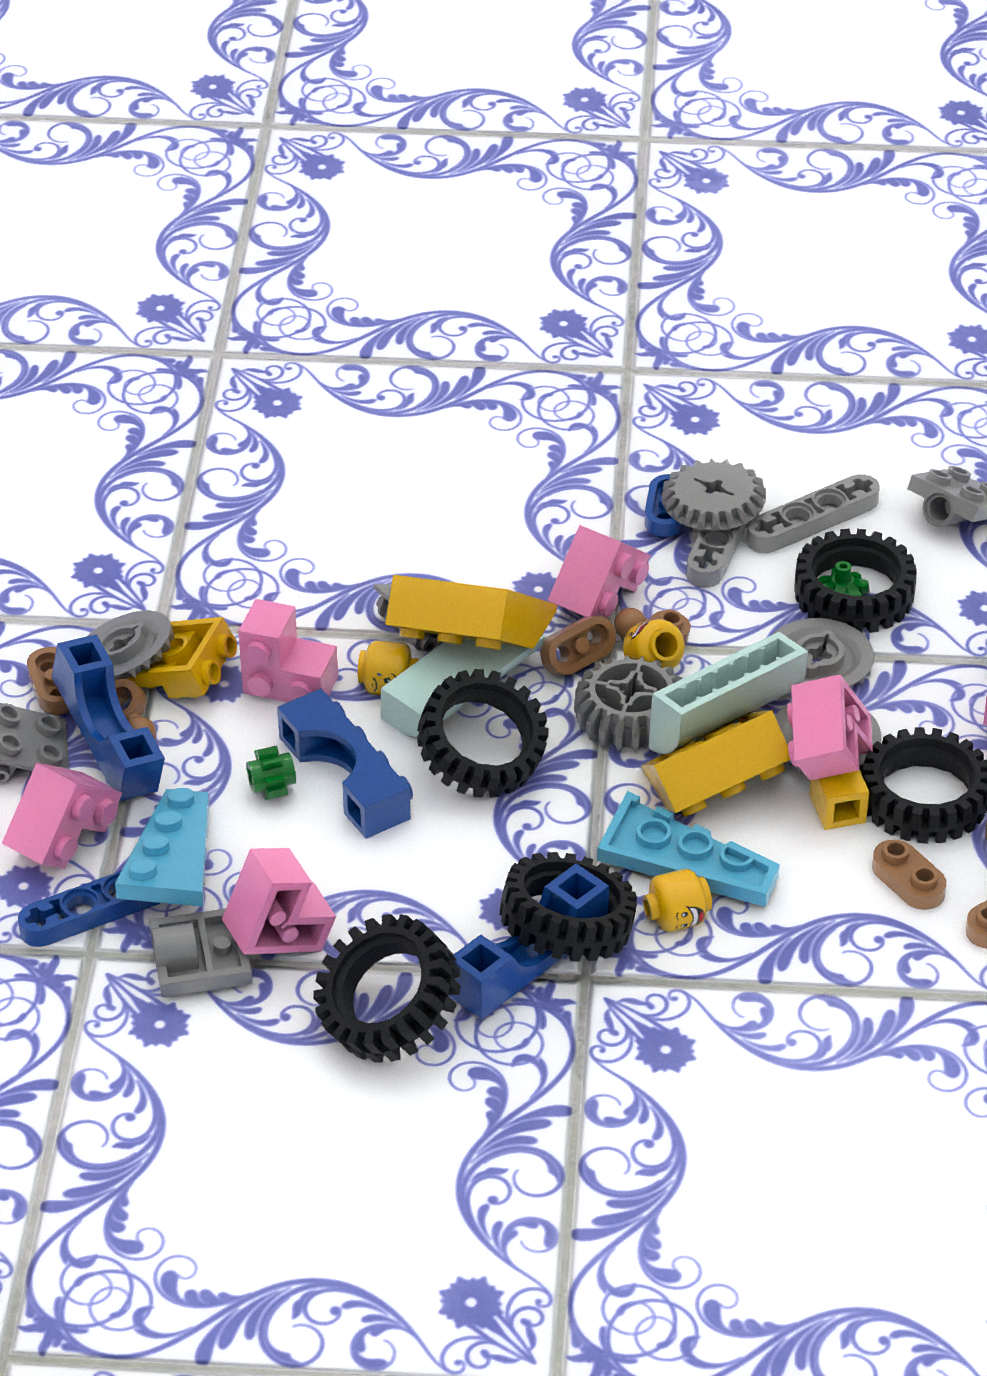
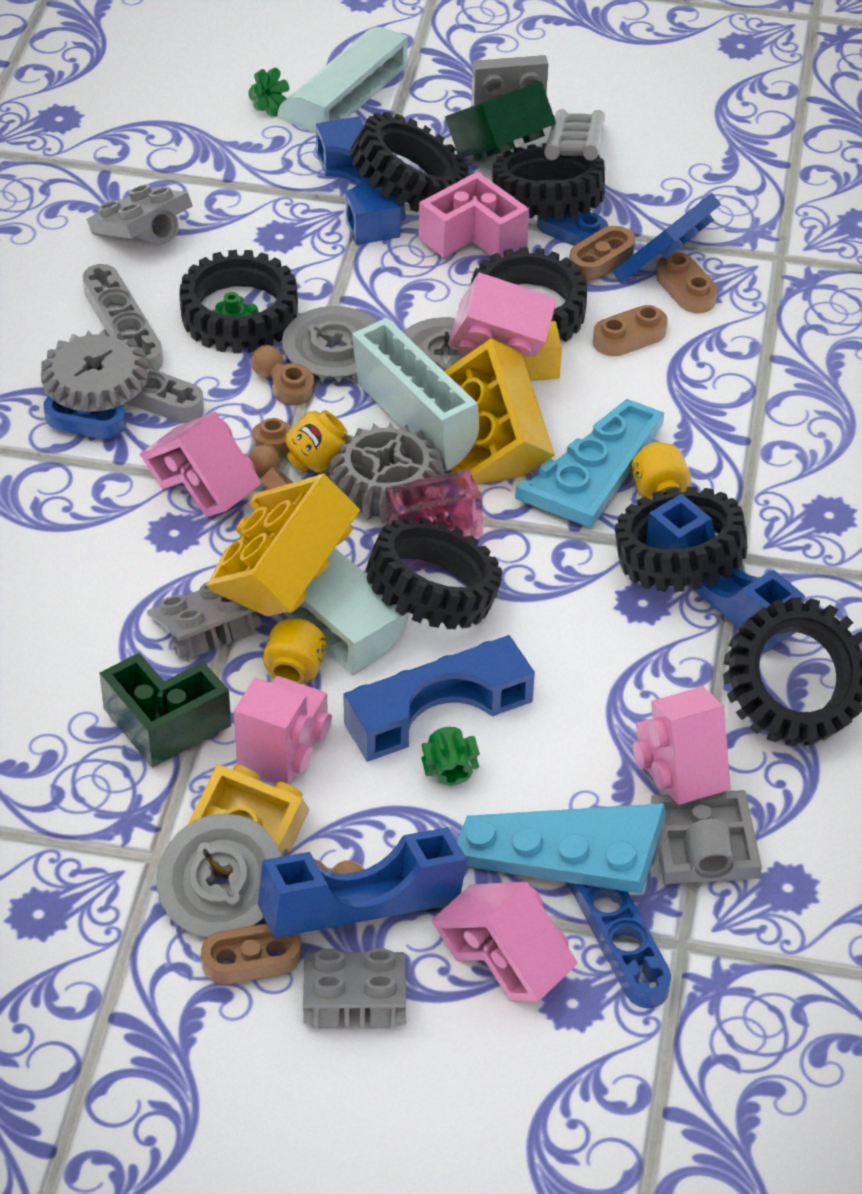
camera: 85 degrees left, 5 degrees up
(300, 577) = (168, 714): none -> dark green brick
(577, 734) = (442, 498): none -> clear pink brick
(751, 628) = (291, 382): none -> medium nougat plate

